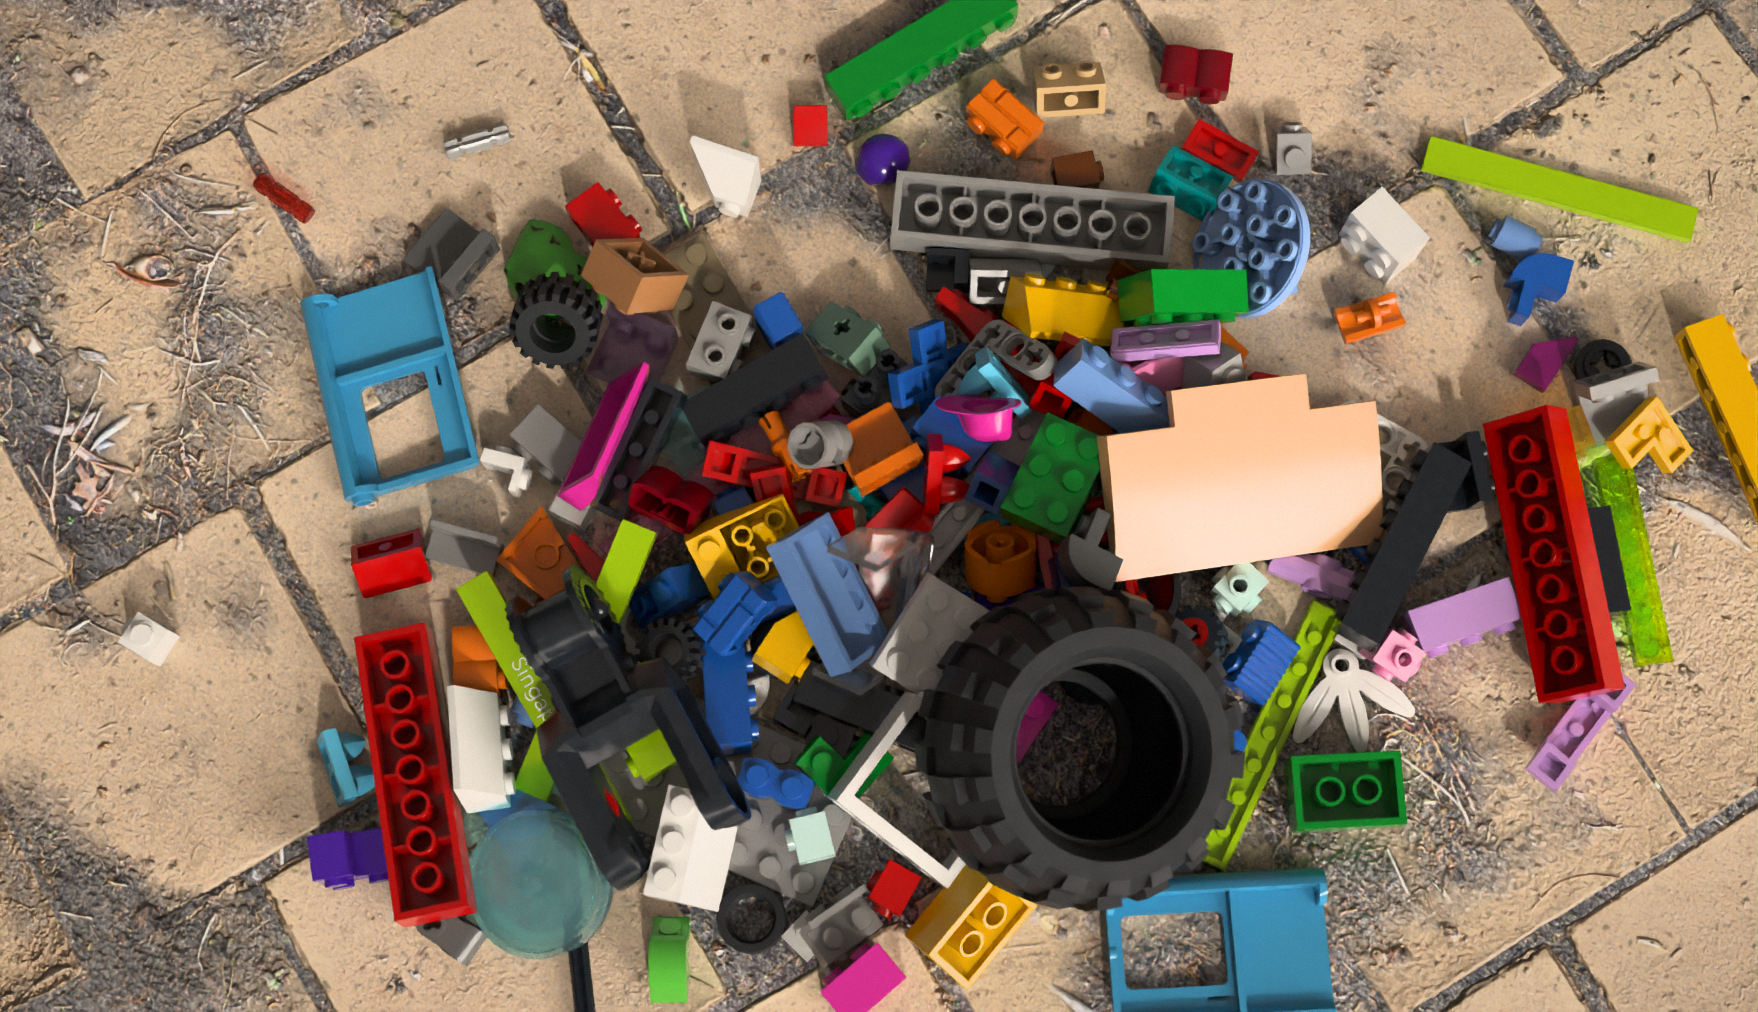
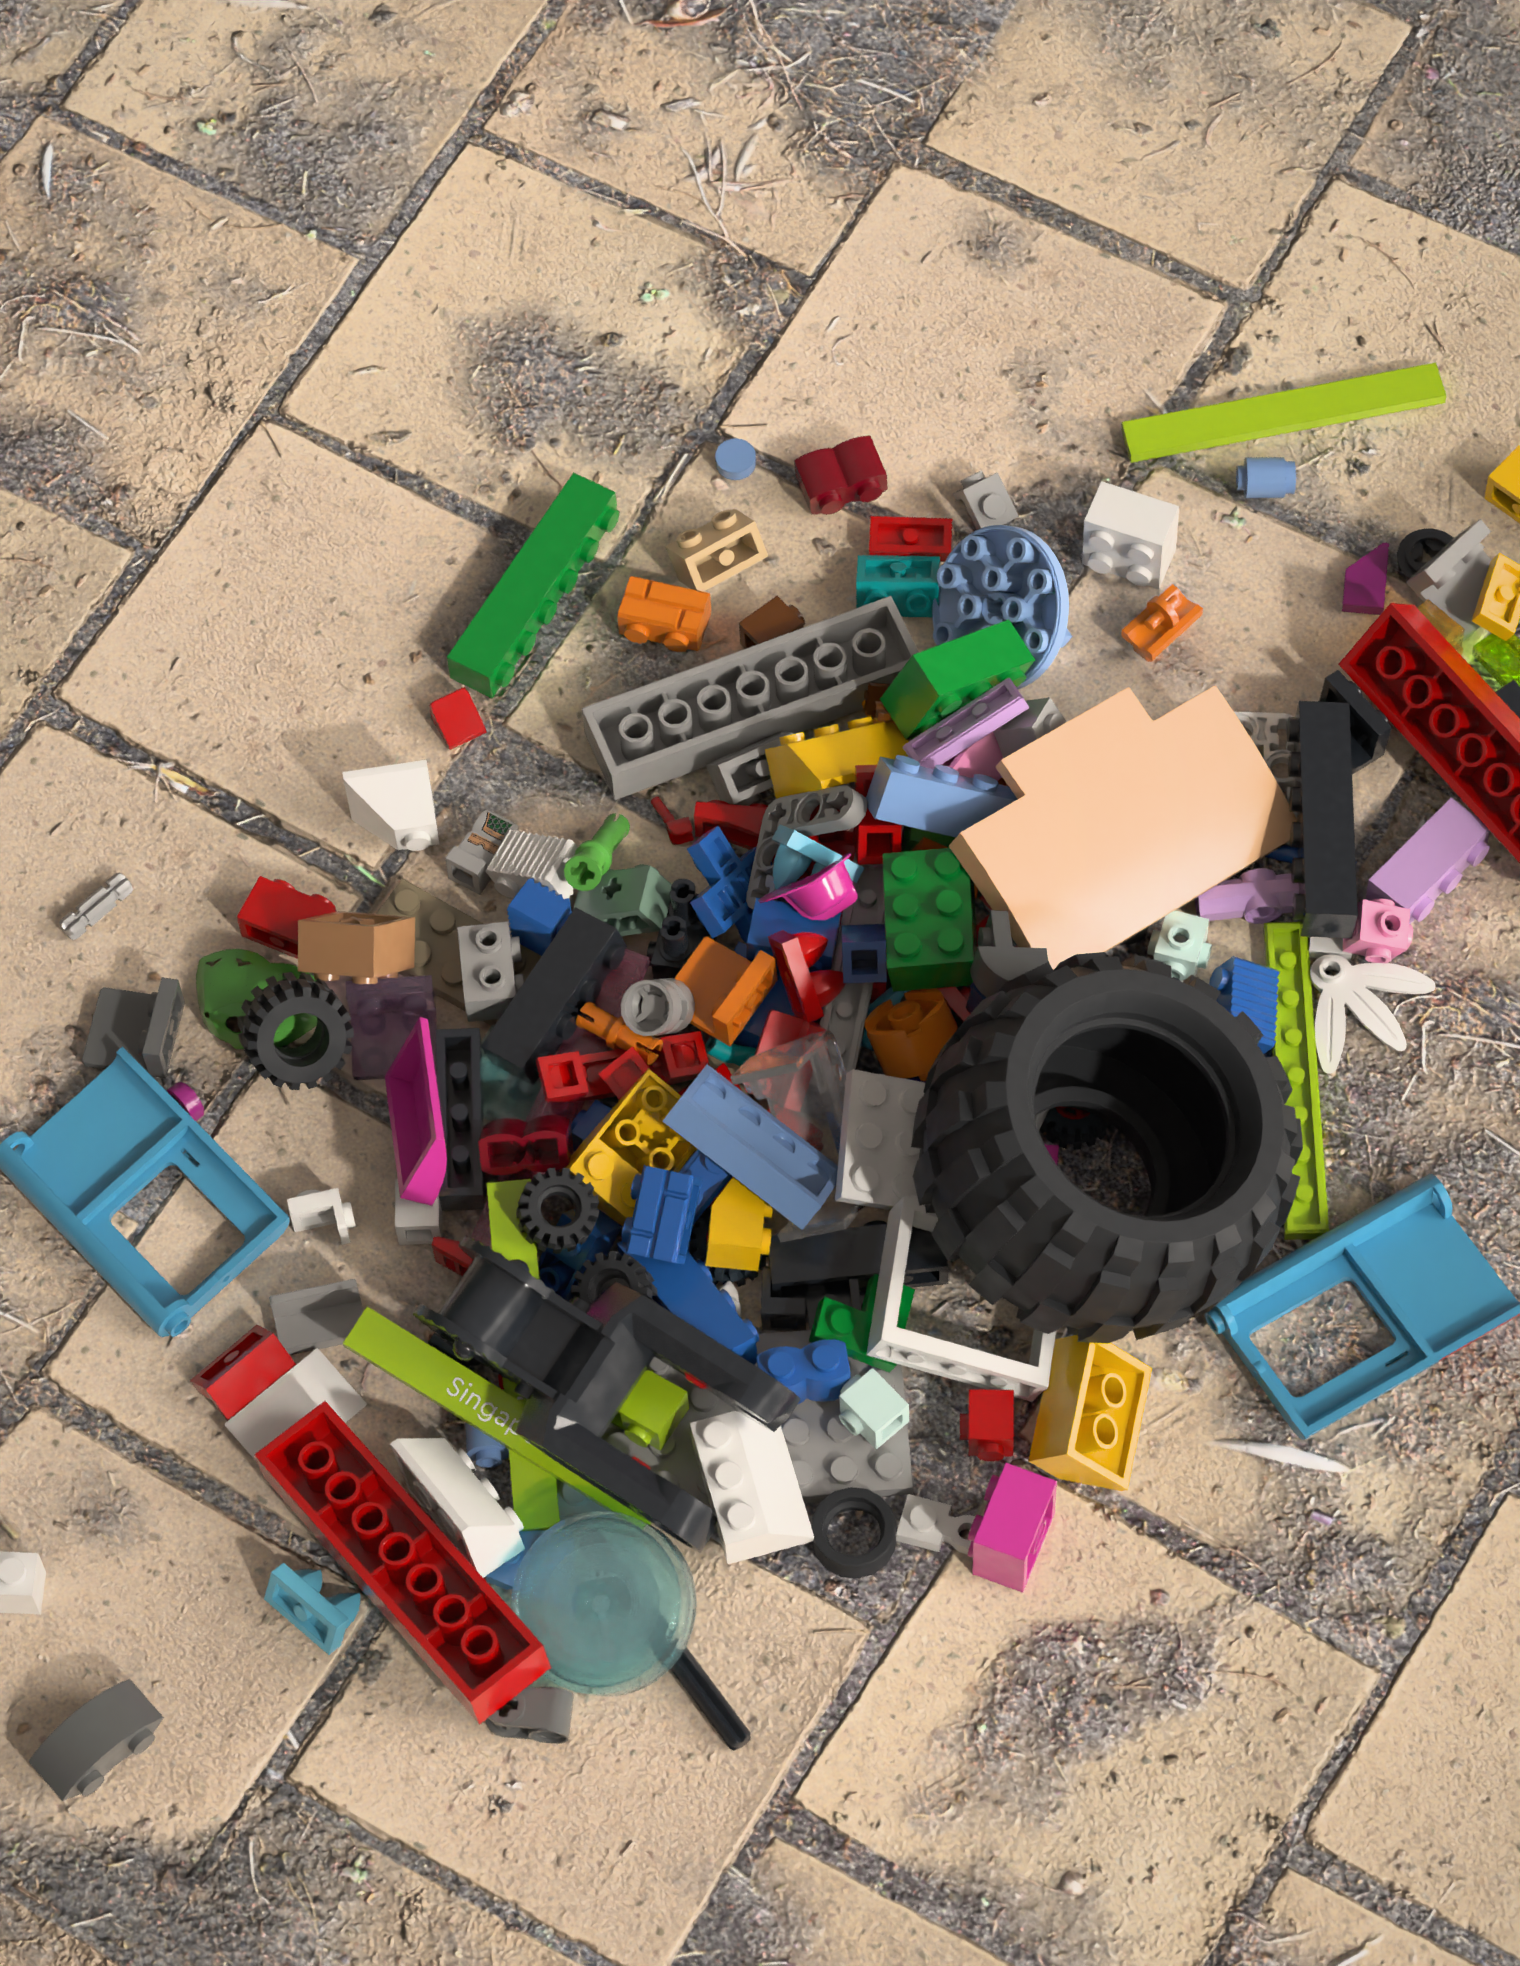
camera: 25 degrees left, 15 degrees down
(140, 789) = (96, 1740): none -> dark grey brick
(344, 857) = (378, 1686): dark purple brick -> none
(412, 602) = (291, 1399): none -> white sticker
(457, 329) = (187, 1099): none -> magenta tile
(474, 662) = (397, 1413): orange brick -> none
(538, 556) = (406, 1279): orange wing -> none
(547, 443) = (356, 1165): light grey brick -> none
(637, 569) = (576, 1192): none -> black tyre
(669, 960) = (790, 1616): bright green brick -> none
(772, 241) = (478, 850): none -> light grey leg
(800, 278) = (529, 857): none -> white brick
(841, 926) = (953, 1486): light grey bracket -> none
(842, 295) = (594, 856): none -> bright green pin
(881, 158) = (553, 716): dark purple hair -> none
(923, 297) = (678, 830): none -> red hand
(947, 269) = (687, 783): black panel -> none
(1125, 18) = (735, 459): none -> medium blue tile
(1345, 791) = (1407, 1087): green brick -> none
(1536, 276) = (1310, 504): blue brick -> none

